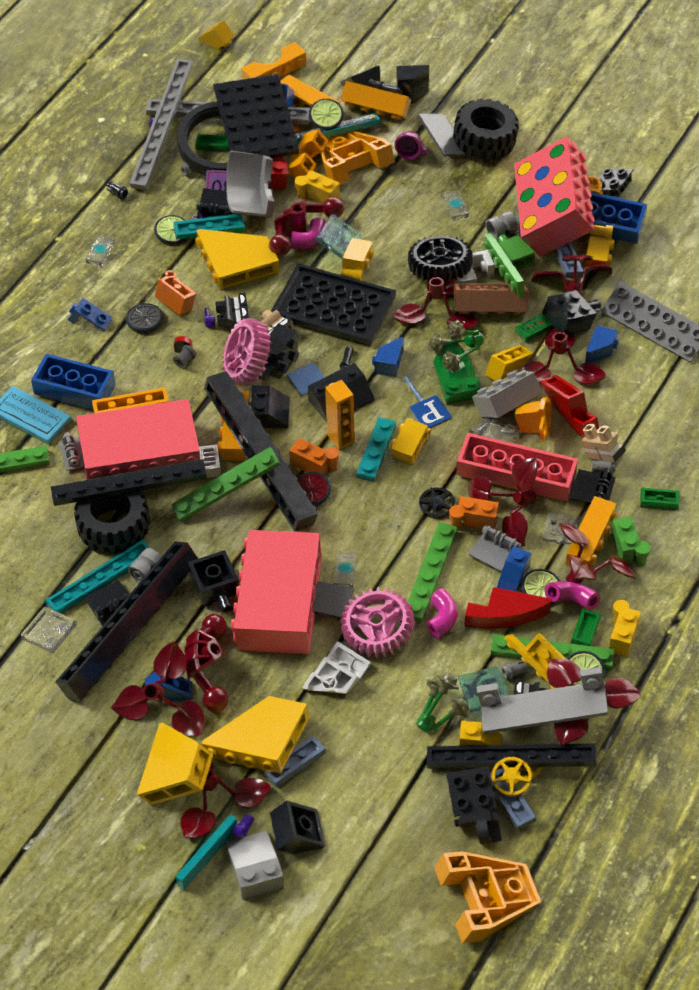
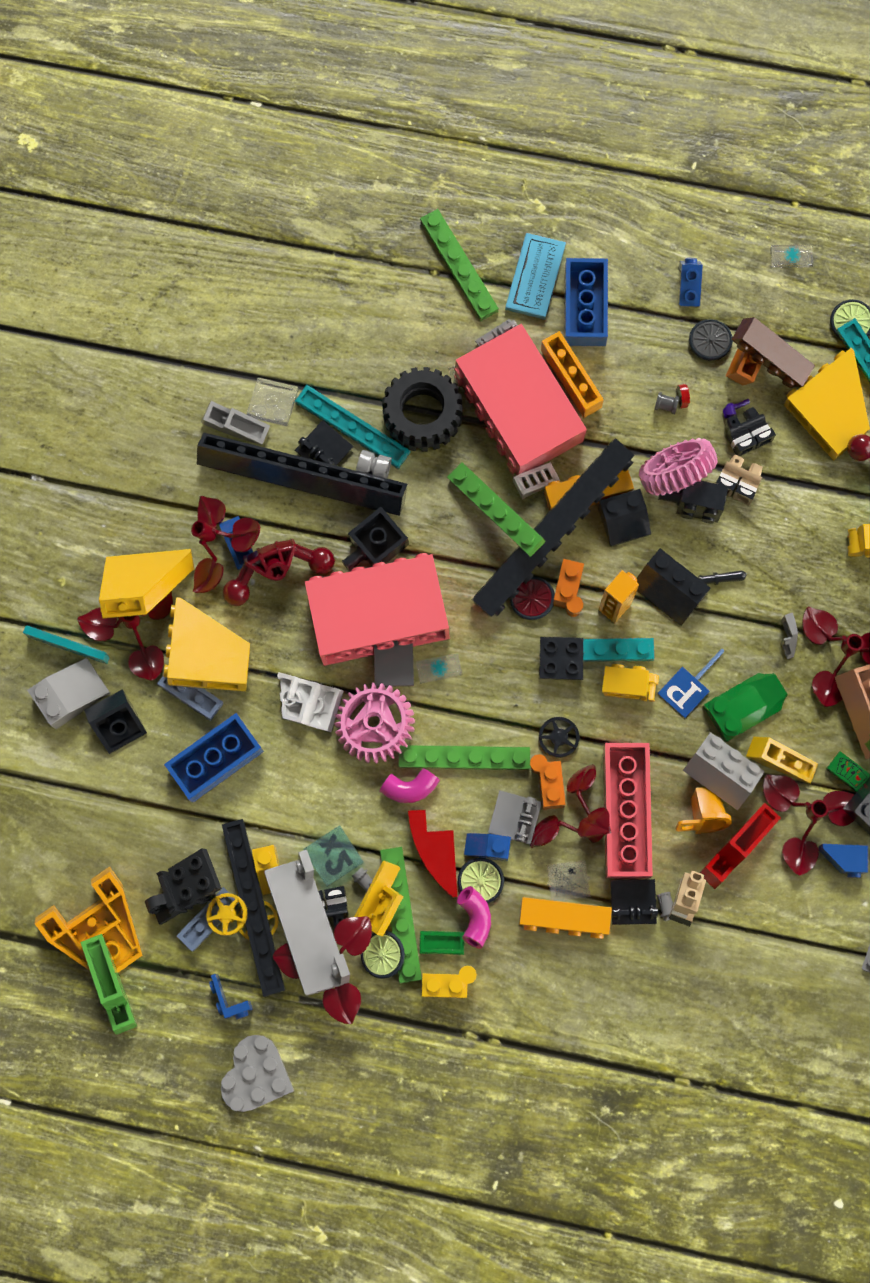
camera: 75 degrees right, 25 degrees up
(53, 664) = (235, 423): none -> light grey slope
(128, 482) = (455, 410): black plate -> none
(179, 270) = (772, 352): none -> brick
(241, 829) = (97, 667): dark purple arm -> none
(305, 376) = (686, 544): medium blue piece -> none
(334, 303) = (802, 536): black plate -> none
(363, 752) = (213, 758): none -> blue brick
(372, 479) = (561, 658): none -> black hinge
(389, 358) = (741, 623): blue slope -> none
(409, 329) = (789, 644): none -> light grey slope
(441, 685) = (301, 817): plant -> none
(454, 331) = (779, 686): olive plant -> none
(497, 428) = (670, 774): clear plate -> none
(546, 890) = (108, 984): none -> bright green slope
(581, 570) = (487, 920): dark red plant -> none
(588, 804) = (239, 1010): none -> blue bracket
(628, 542) = (565, 960): bright green hinge -> none
(661, 499) = (643, 977): green tile -> none
(663, 797) = (257, 1075): none -> light grey plate

